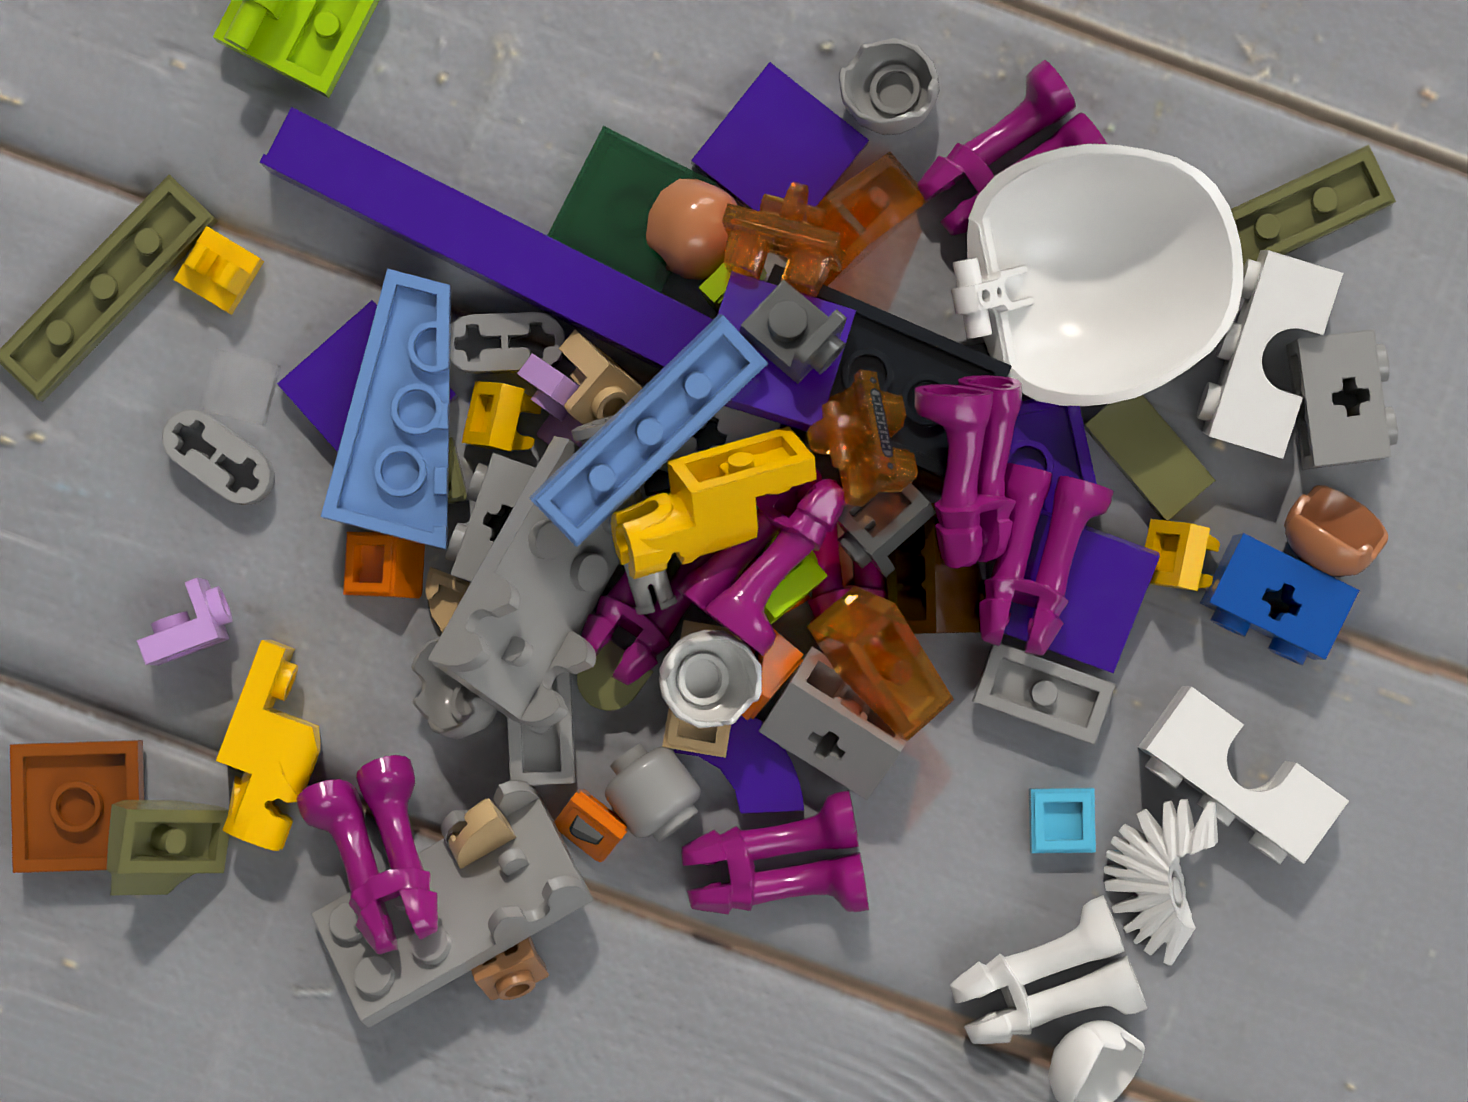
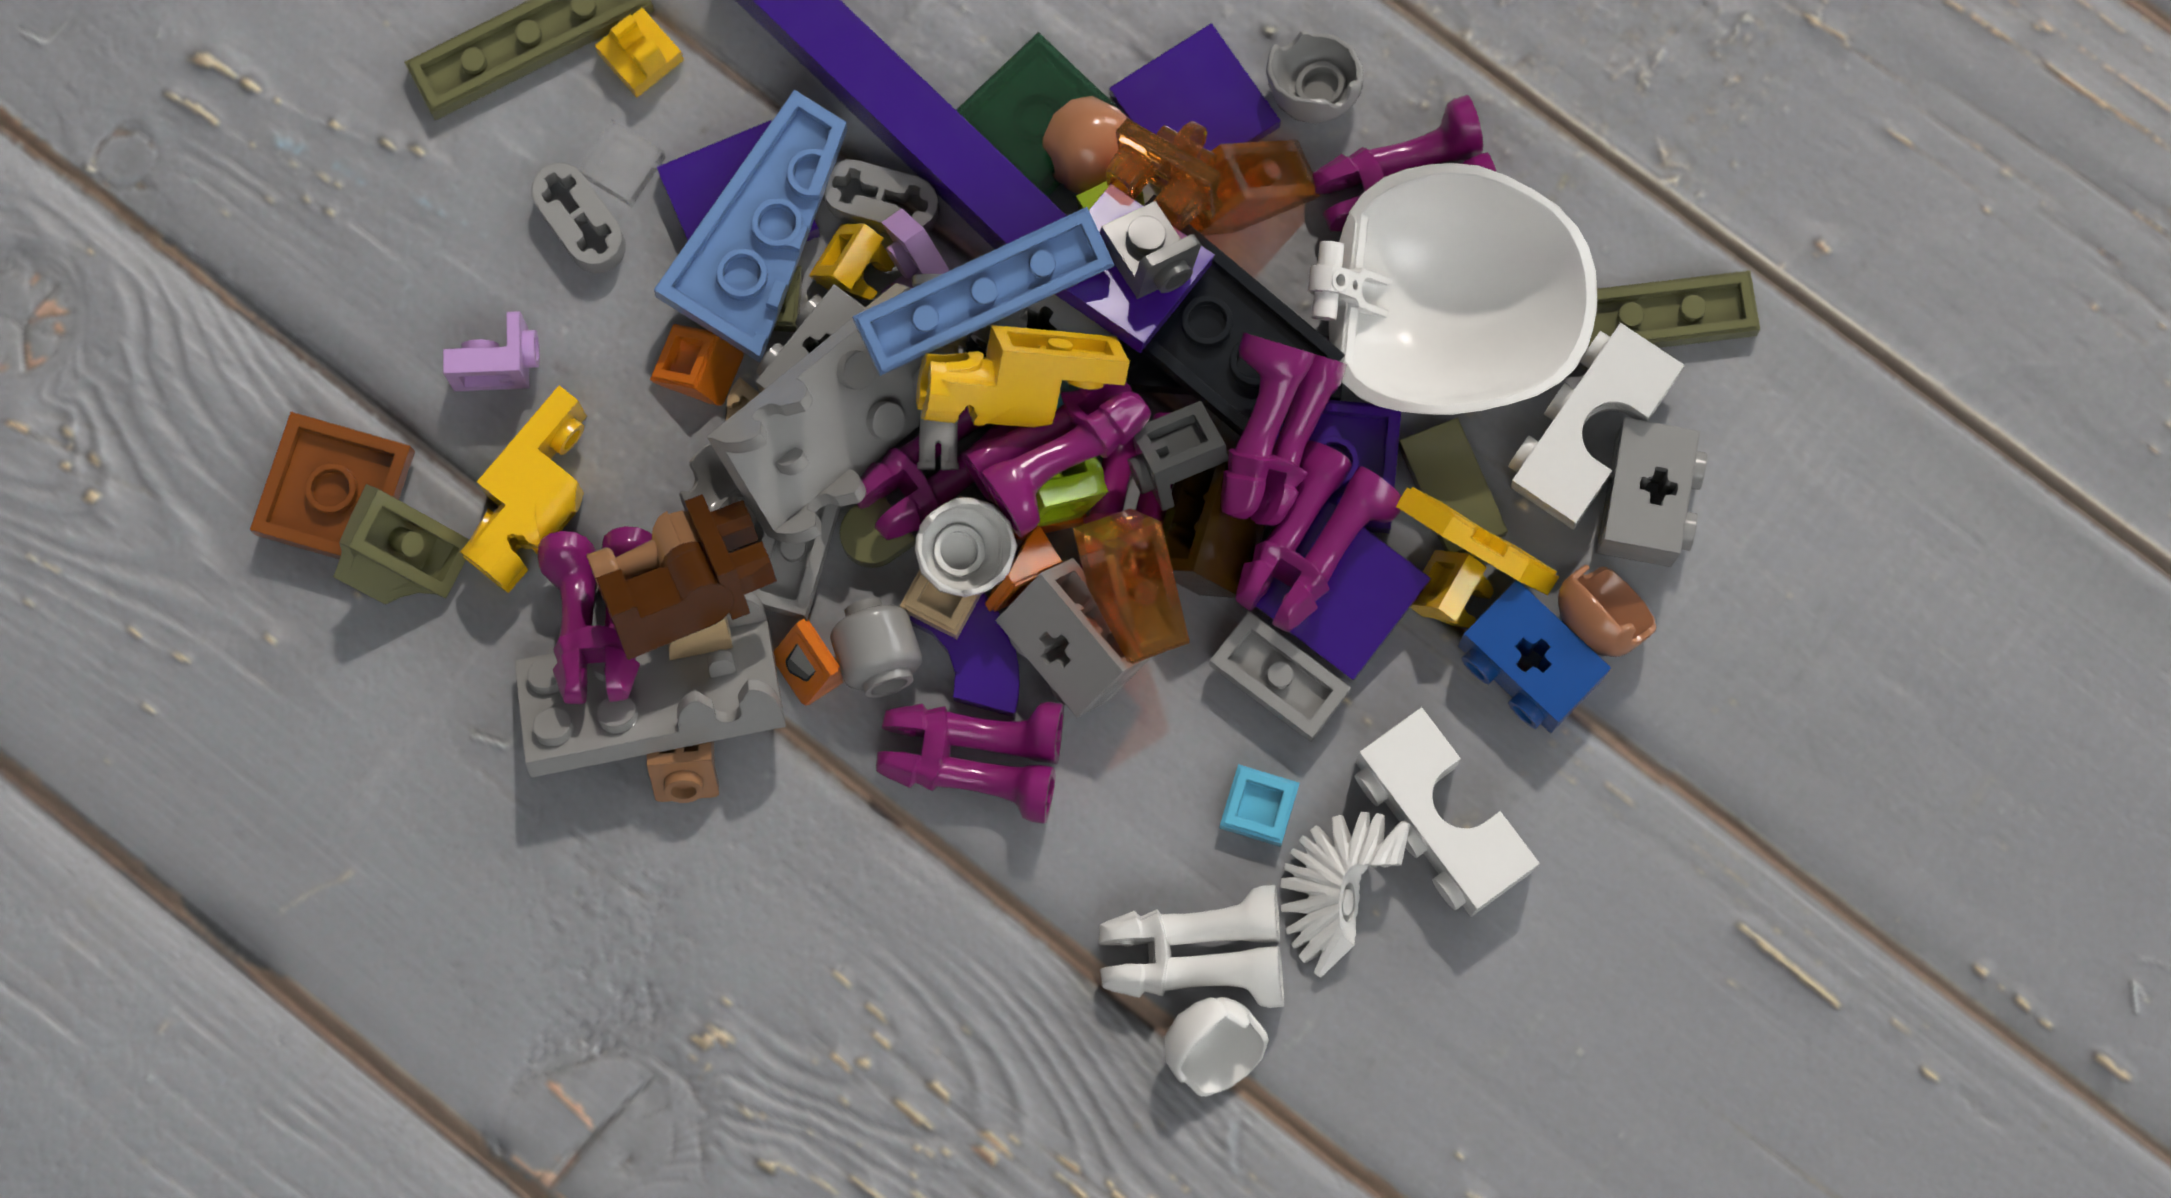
camera: 15 degrees right, 10 degrees down
(464, 798) = (682, 575): none -> reddish brown hips
(601, 381) = (951, 247): tan bracket -> none
(858, 436) = (1176, 362): clear orange hips -> none
(1211, 511) = (1477, 540): none -> yellow tile

